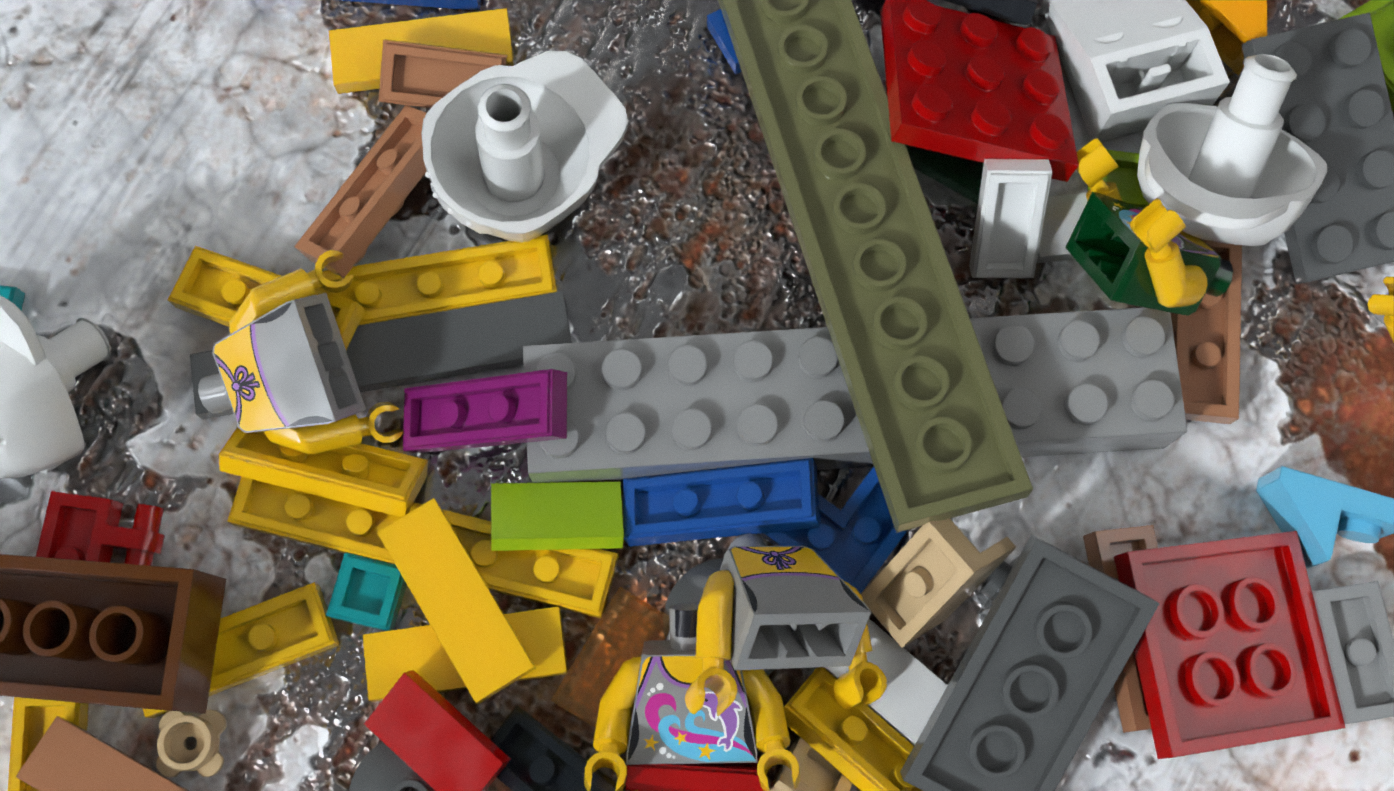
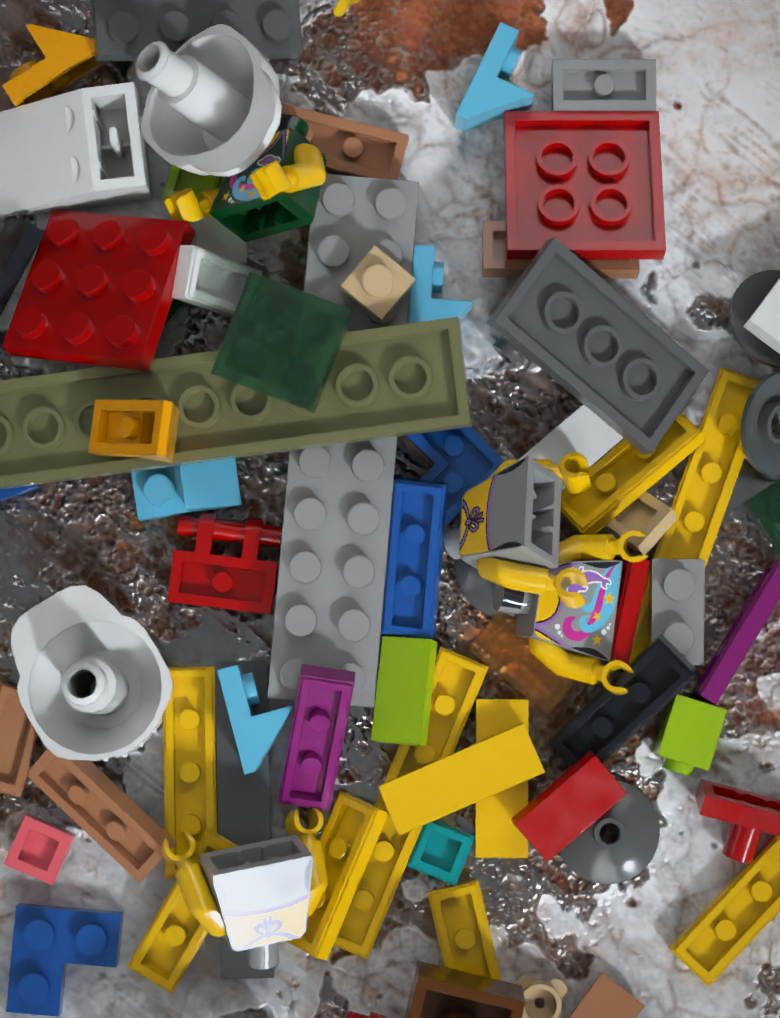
camera: 80 degrees left, 10 degrees up
(217, 159) = (46, 941): none -> blue plate
(322, 133) = (40, 849): none -> coral plate
(481, 337) = (252, 732): none -> medium azure slope
(658, 280) = (224, 580): none -> red plate
(762, 232) = (186, 489): none -> medium azure slope
(819, 137) = (134, 429): none -> light orange slope
(930, 579) = (505, 407): tan panel -> none
(957, 281) = (282, 342): none -> clear green plate
(1051, 395) = (378, 284): none -> tan plate
(1066, 465) = (430, 280): none -> medium azure slope

